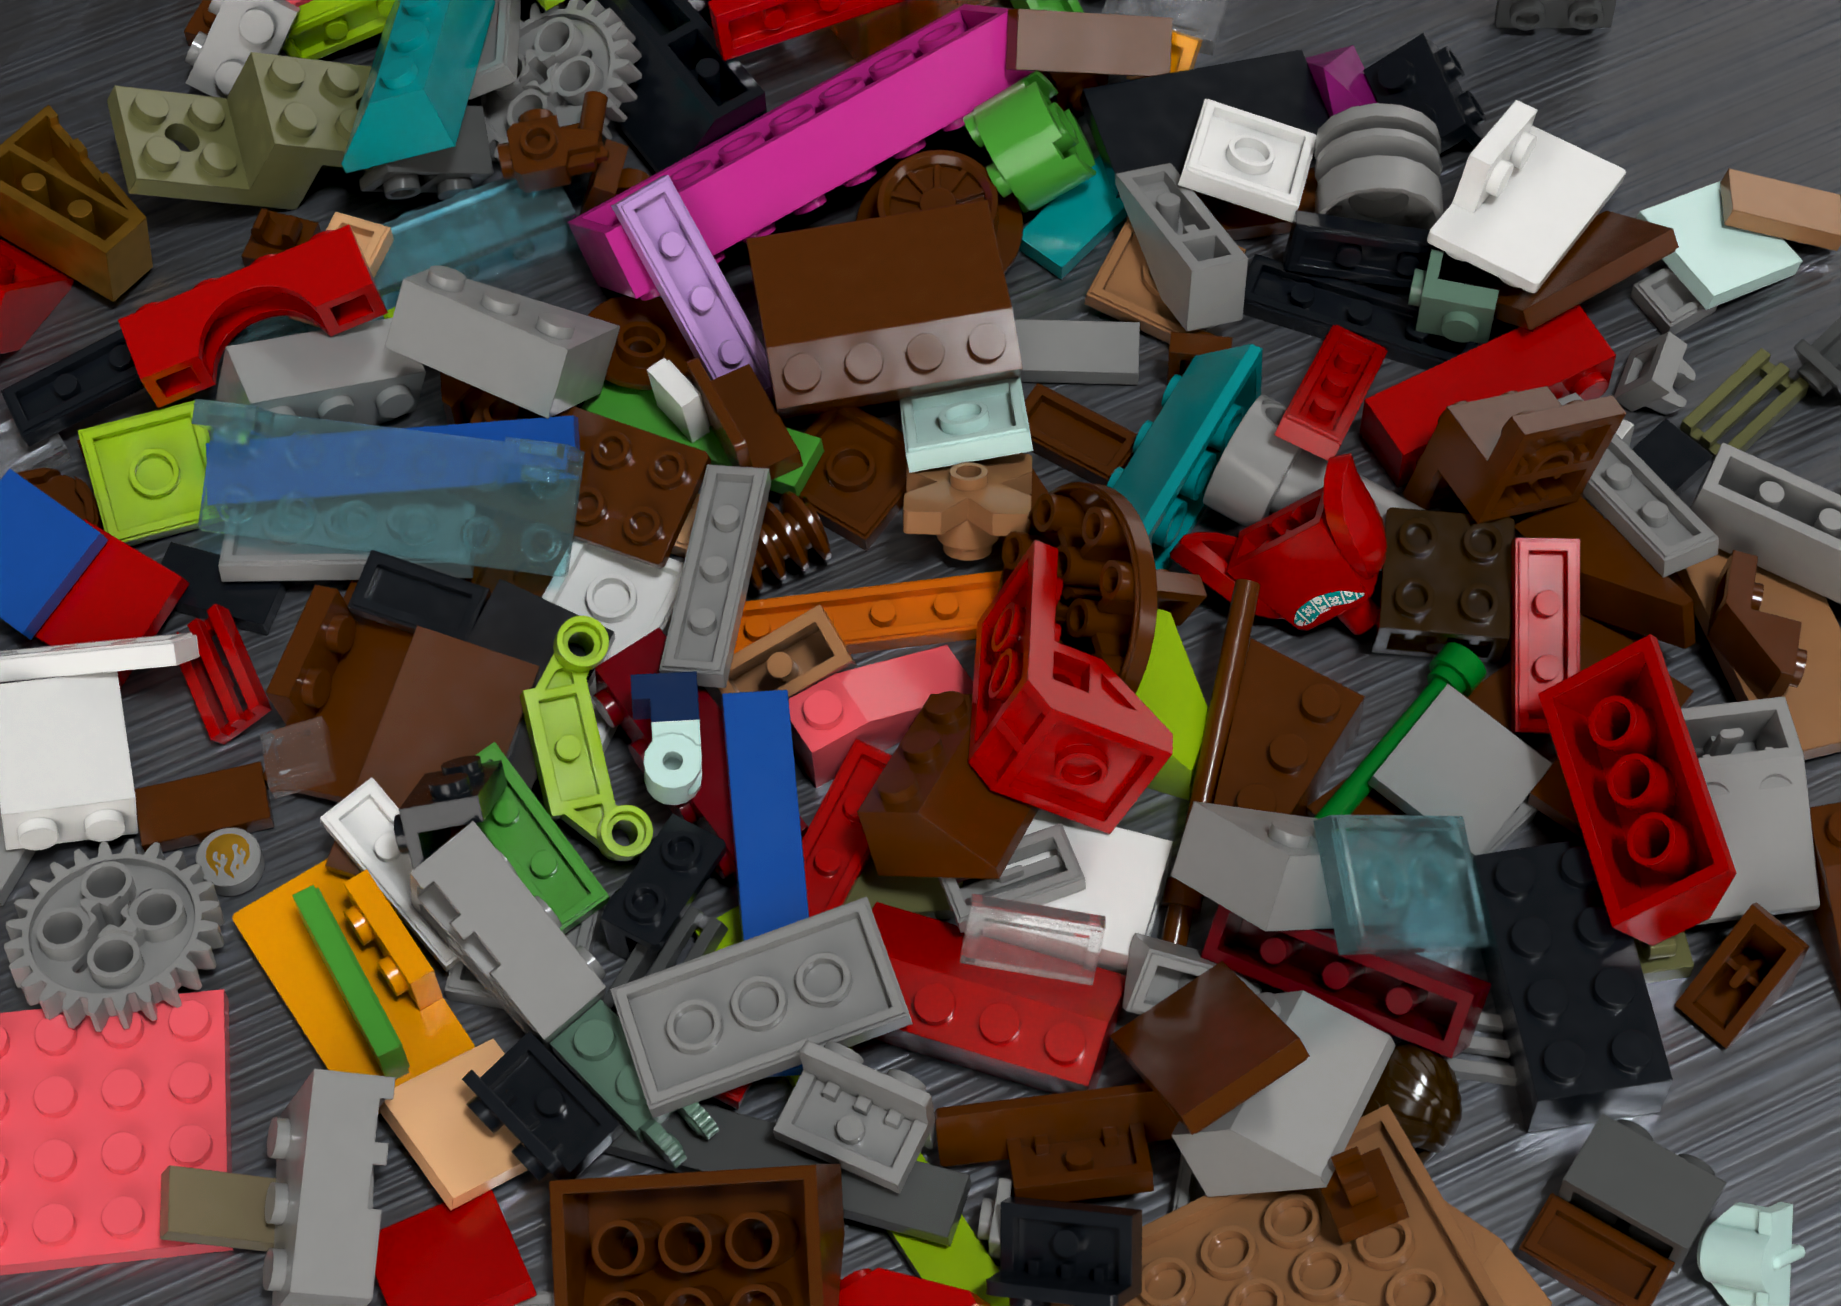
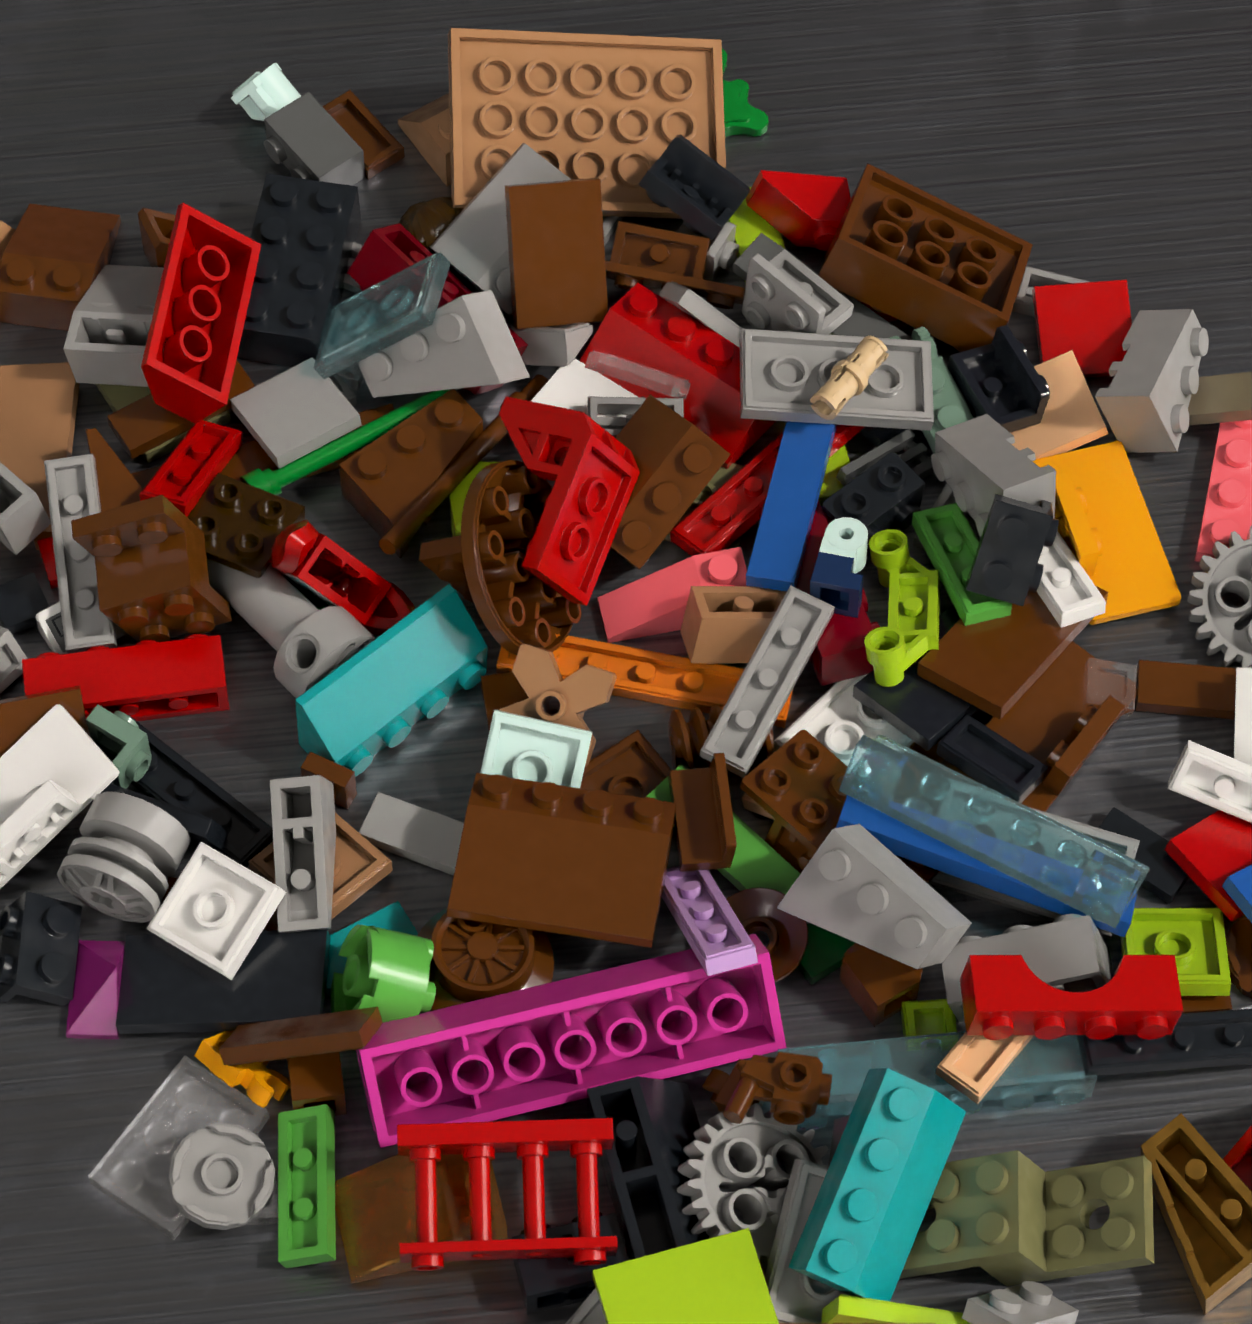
camera: 165 degrees left, 0 degrees up
(202, 689) = (1161, 763): red tile -> none
(231, 861) = (1174, 642): light grey tile -> none
(276, 233) = (1029, 1136): reddish brown tile -> none
(351, 982) = (1108, 506): bright green tile -> none
(679, 399) = (749, 852): white tile -> none
(725, 1015) = (849, 377): none -> tan pin
(981, 1068) = (701, 310): none -> light grey tile
(1076, 436) = (442, 763): reddish brown tile -> none
(1331, 392) = (251, 683): red tile -> none
(1362, 1194) = (497, 141): reddish brown tile -> none
(1754, 642) = (47, 417): reddish brown slope -> none

